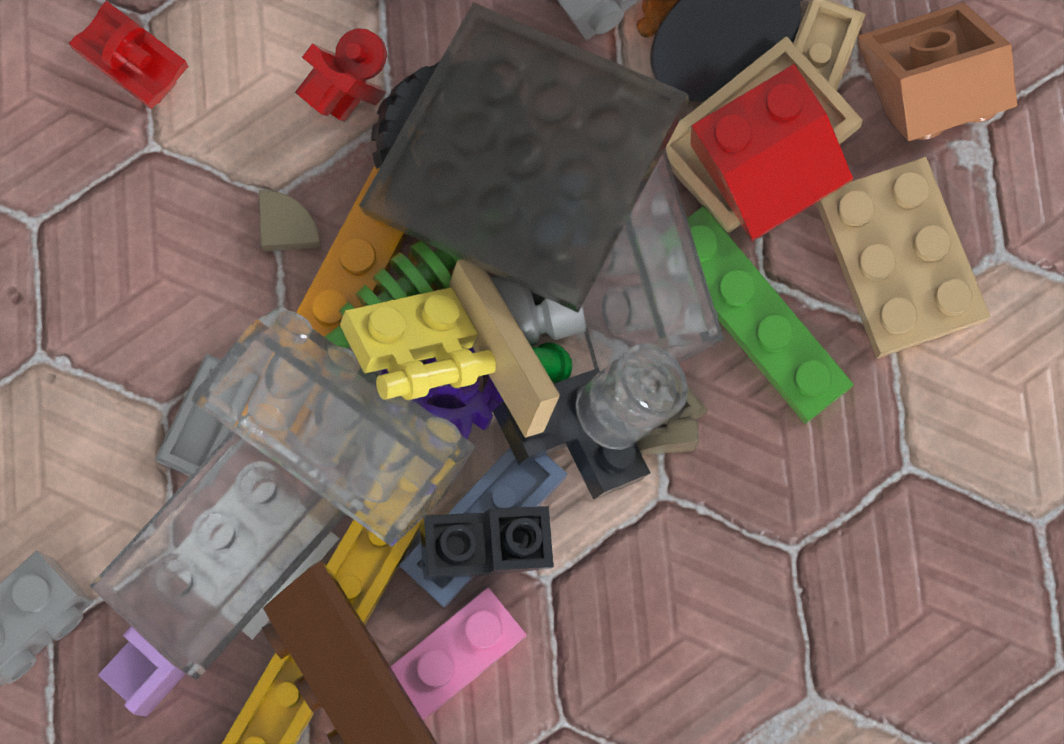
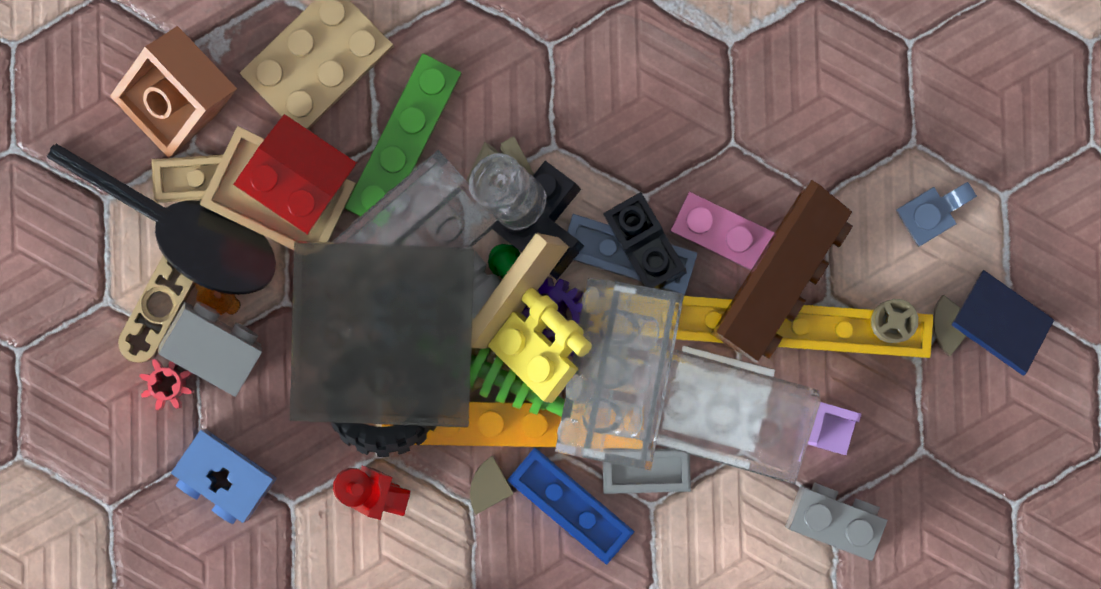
camera: 115 degrees left, 10 degrees up
(211, 309) = (570, 505): none -> blue tile

